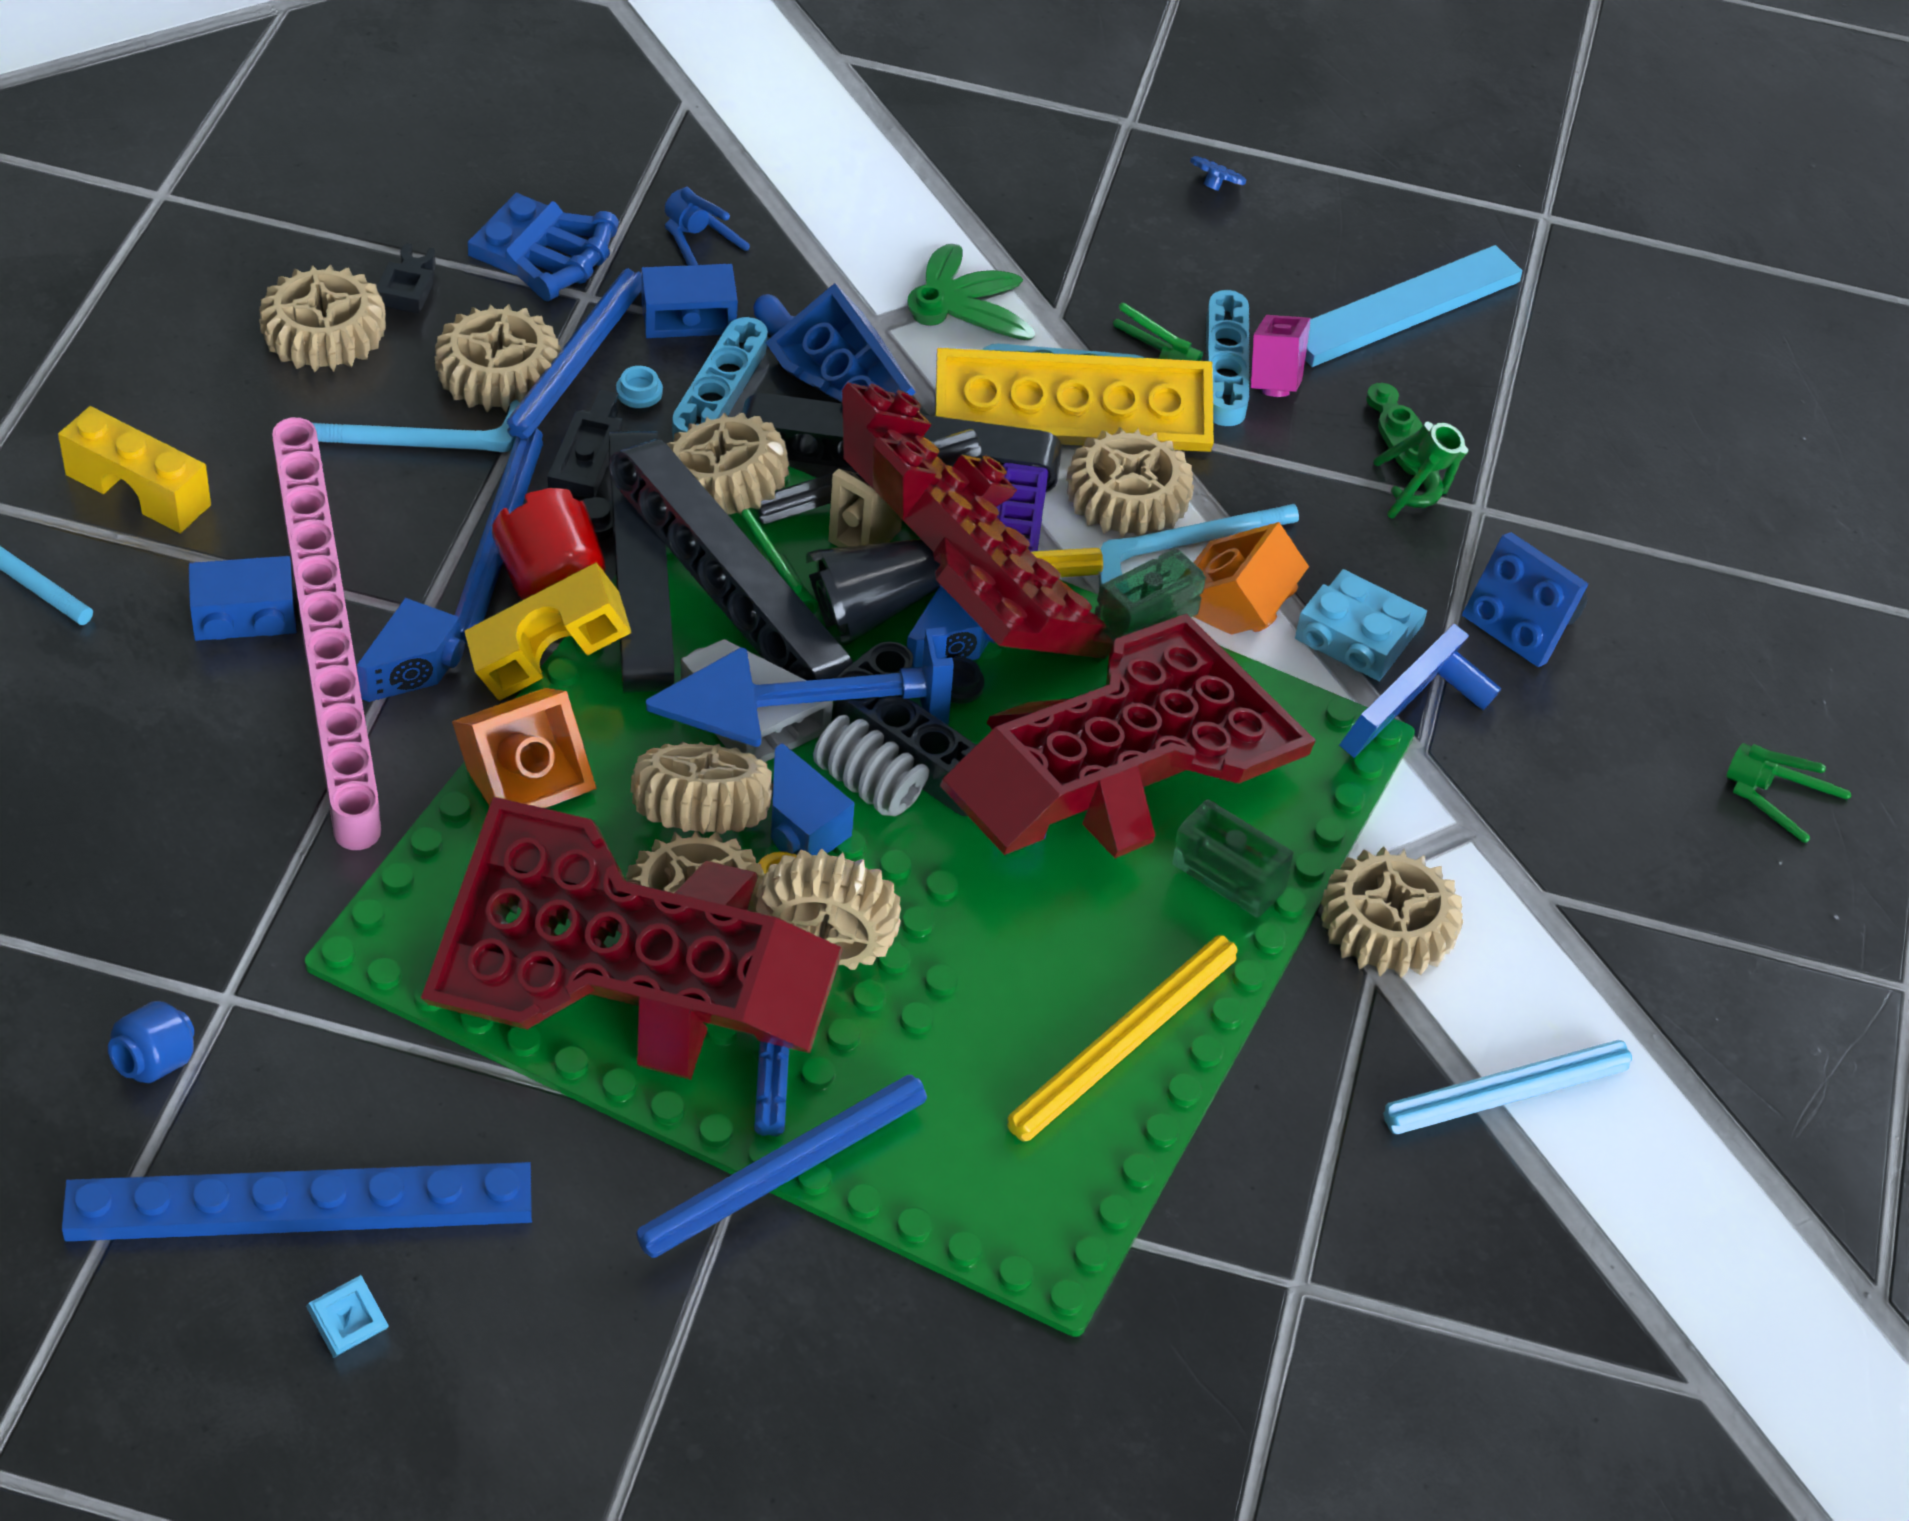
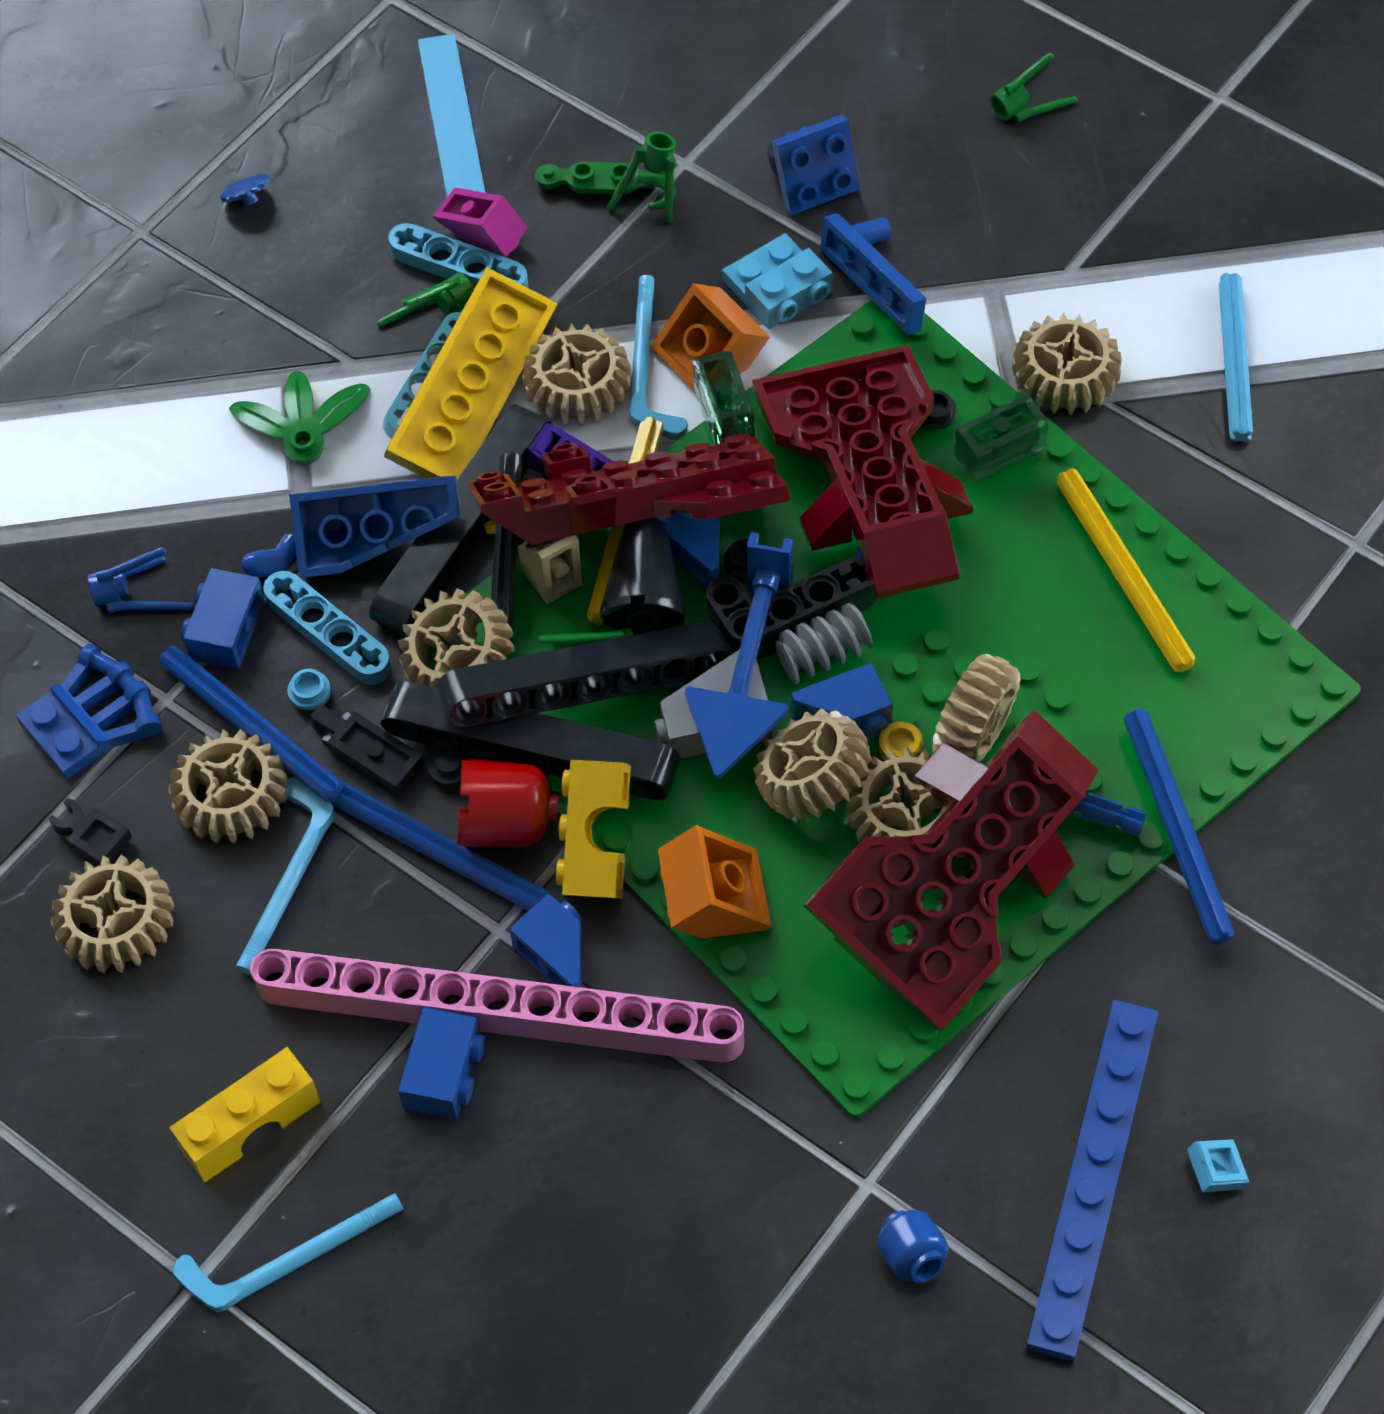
camera: 60 degrees left, 10 degrees up
(1253, 801) = (943, 412): none -> black plate

